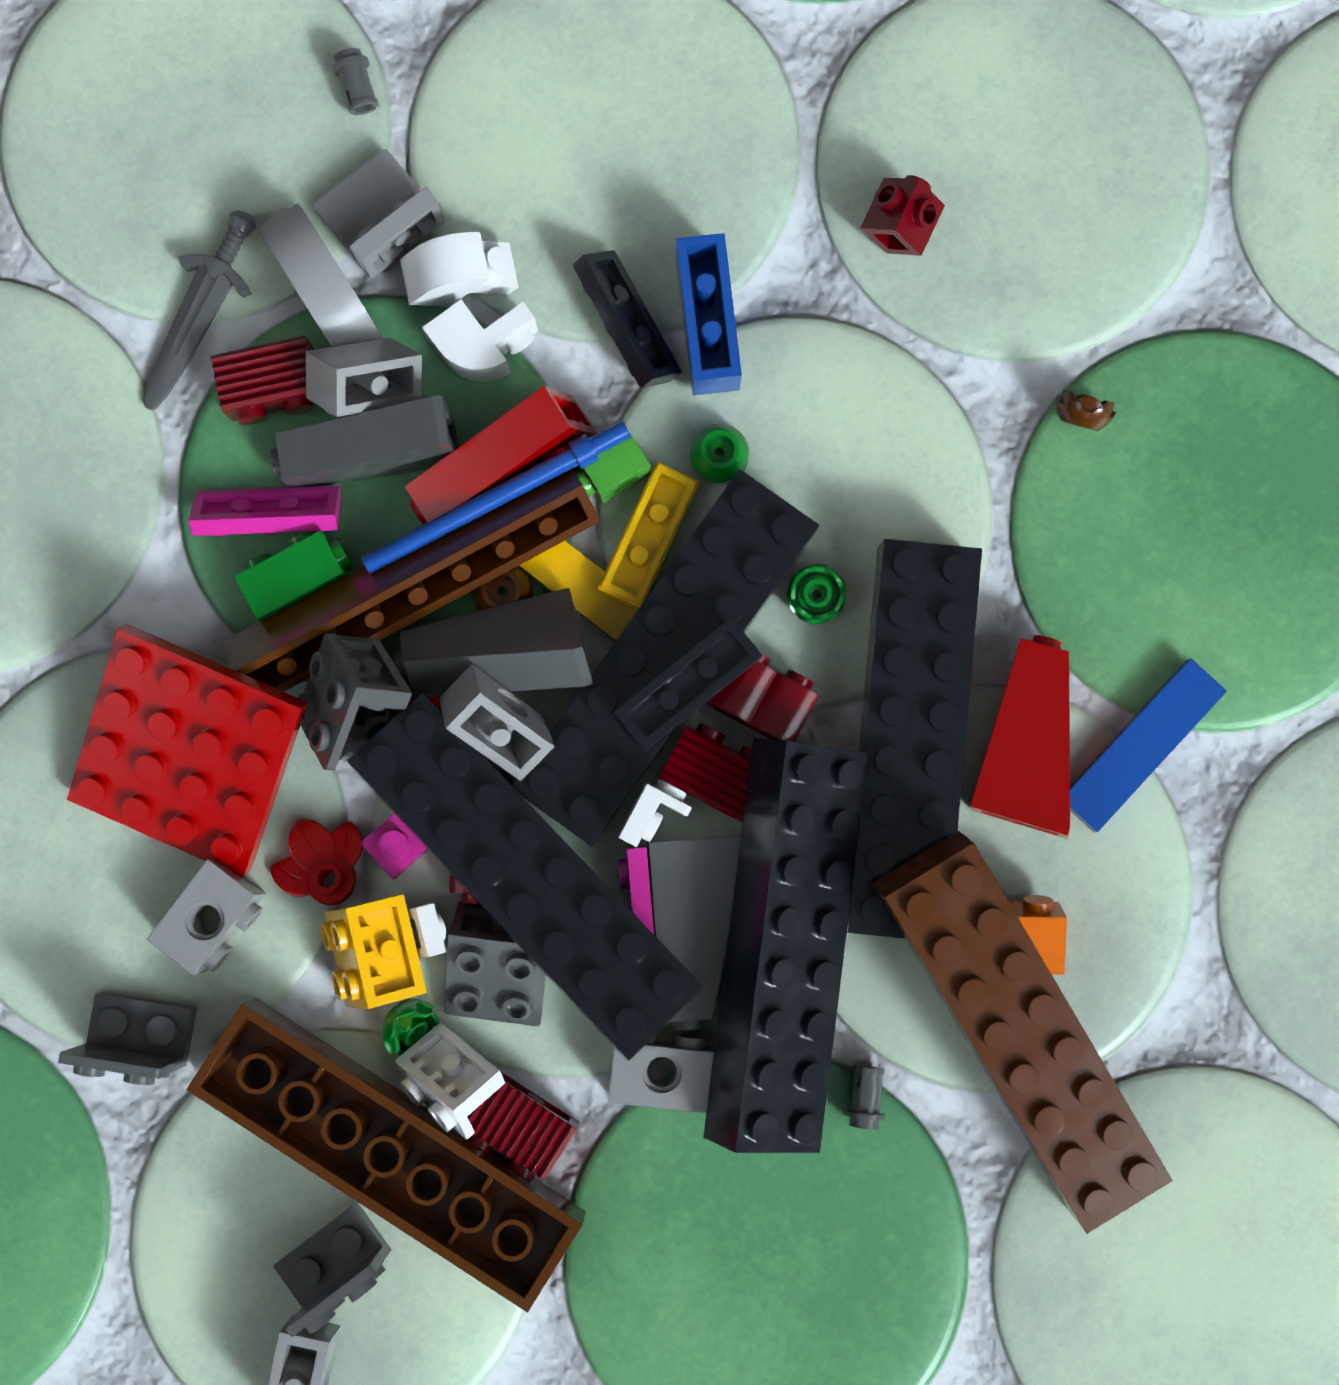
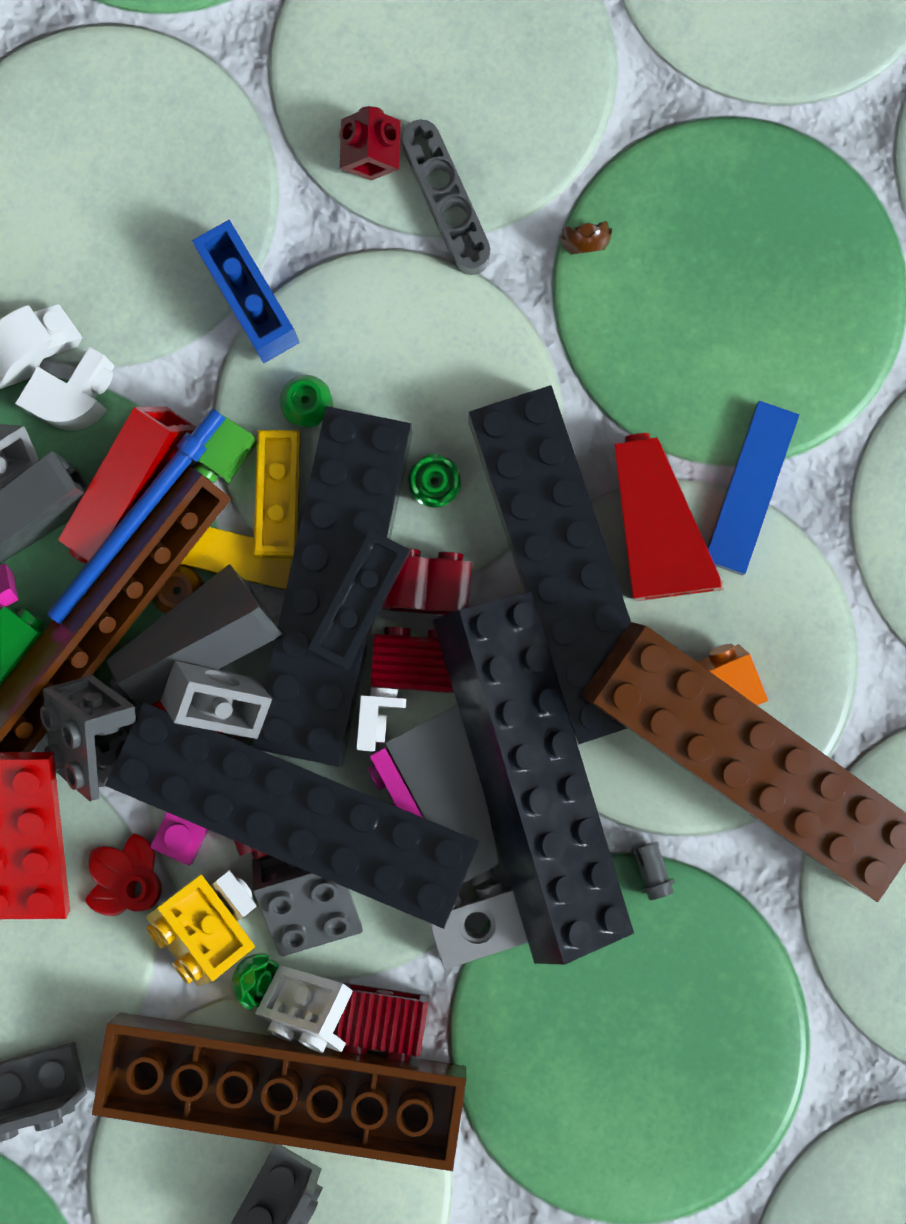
camera: 20 degrees left, 0 degrees up
(181, 929) = (32, 984): light grey brick -> none
(626, 318) = (181, 324): black plate -> none
(957, 304) = (451, 195): none -> dark grey beam

